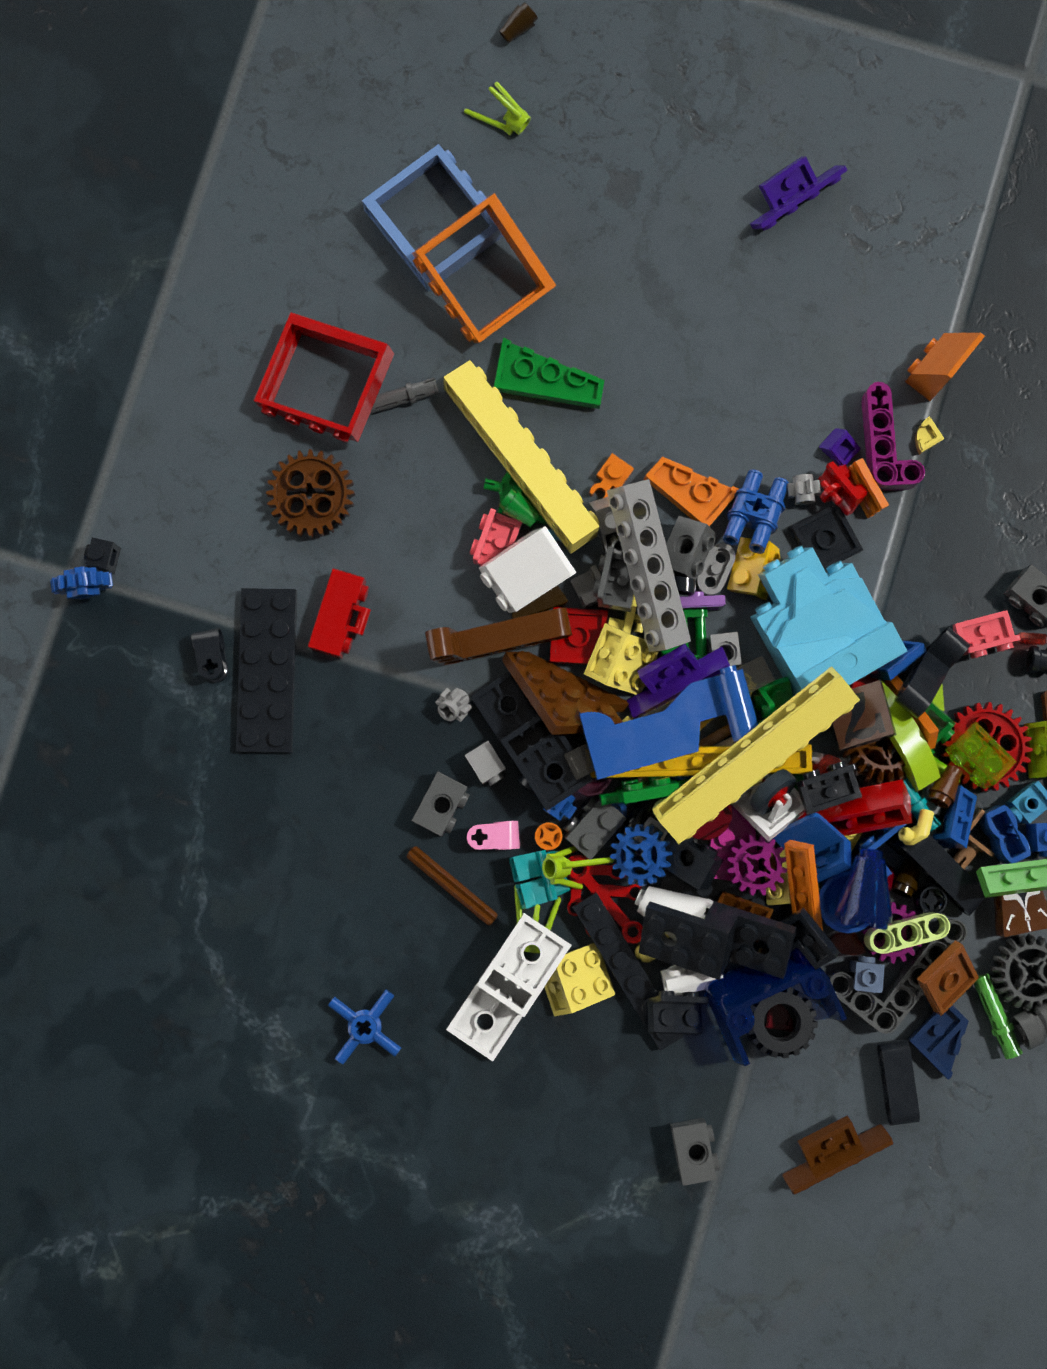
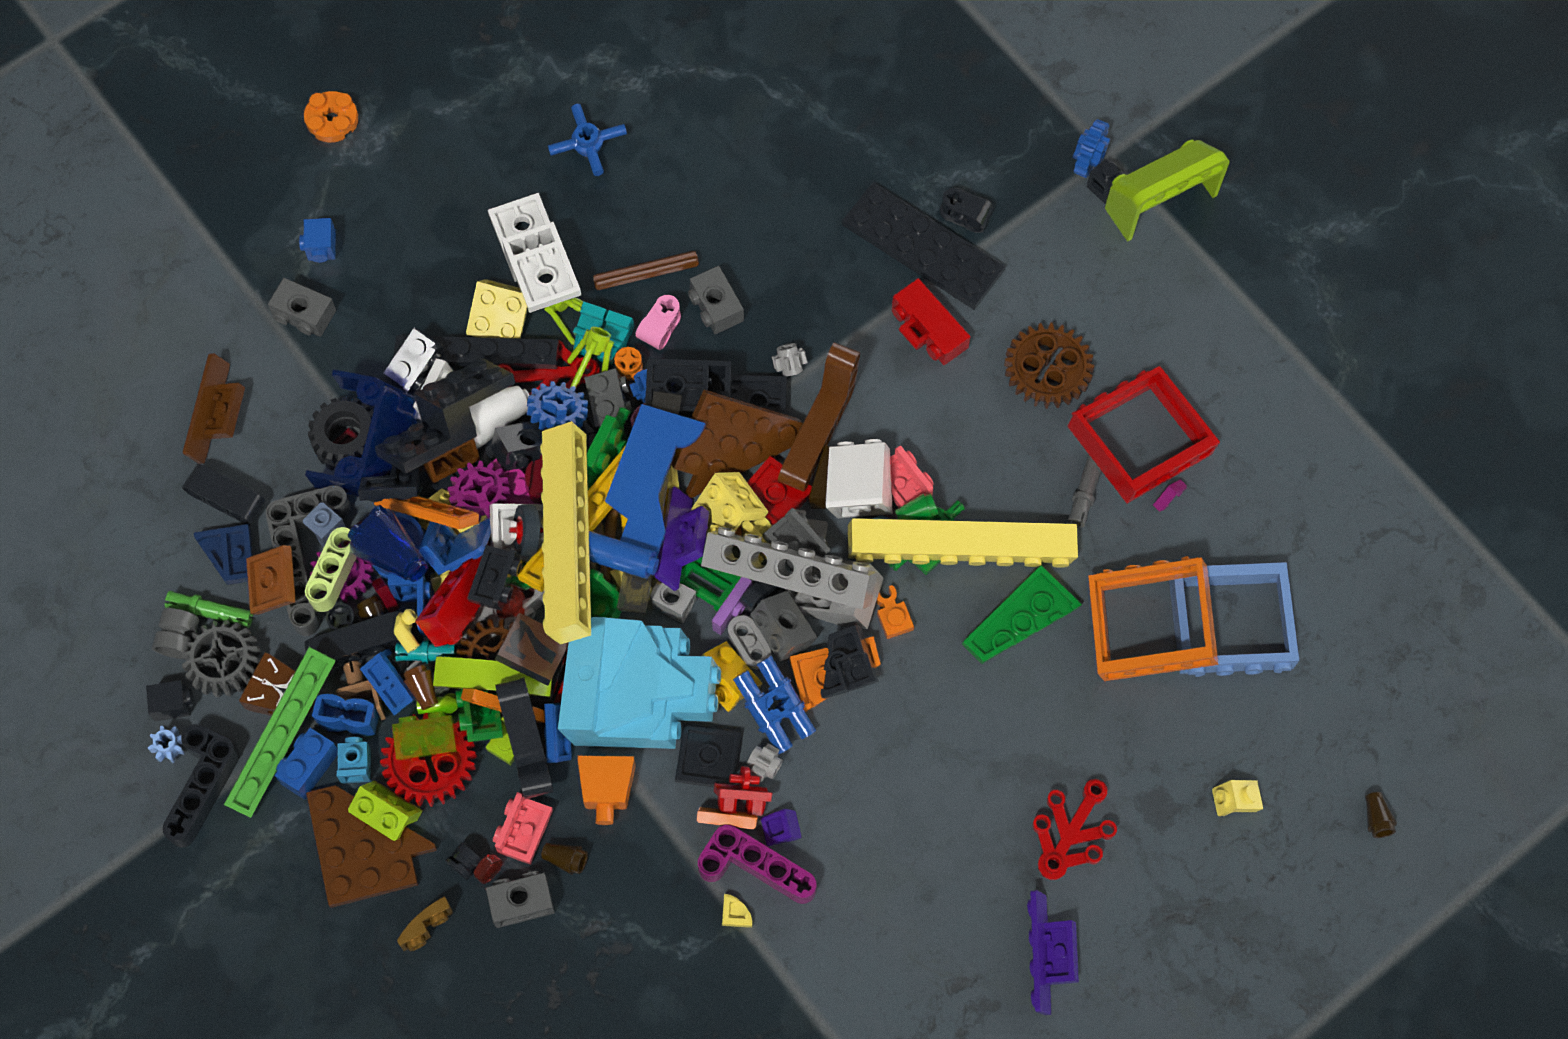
camera: 125 degrees right, 15 degrees down
(78, 494) = (1162, 180): none -> lime windscreen
(360, 327) = (1169, 494): none -> magenta tile
(486, 764) = (723, 349): light grey brick -> none
(494, 1293) = (330, 102): none -> orange plate
(515, 117) = (1283, 750): lime plant -> none
(577, 130) = (1237, 797): none -> light yellow bracket
(623, 1187) = (318, 239): none -> blue brick
(683, 478) = (847, 663): none -> black slope
(690, 232) = (1070, 833): none -> red plant
(906, 597) = (606, 784): none -> orange torso
(941, 362) = (791, 959): orange slope -> none
(981, 587) = (566, 857): none -> dark brown cone

